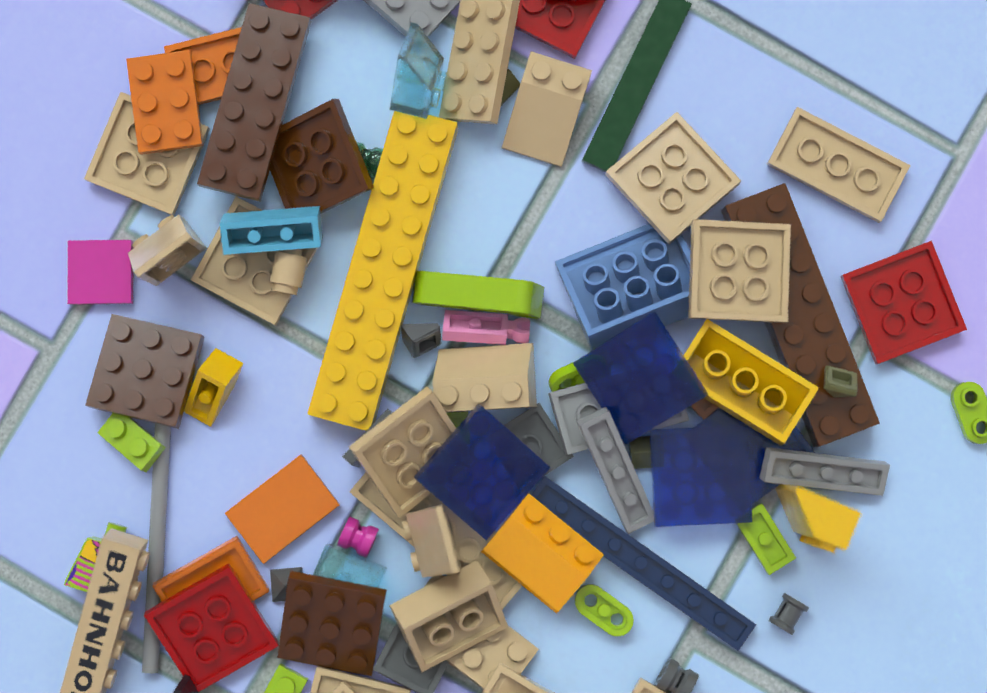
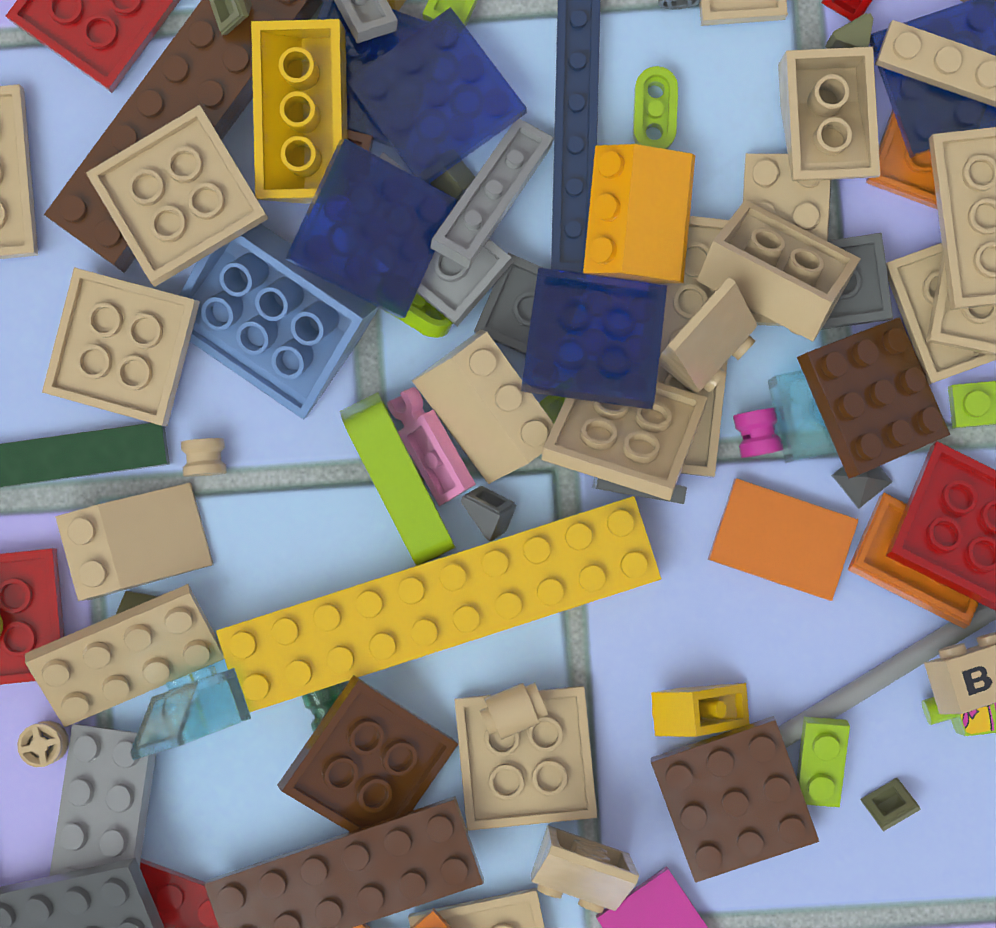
camera: 130 degrees left, 0 degrees up
(77, 464) = (890, 804): none -> olive slope
(271, 230) = (480, 760): medium azure brick -> none
(570, 184) = (203, 457): none -> tan wheel

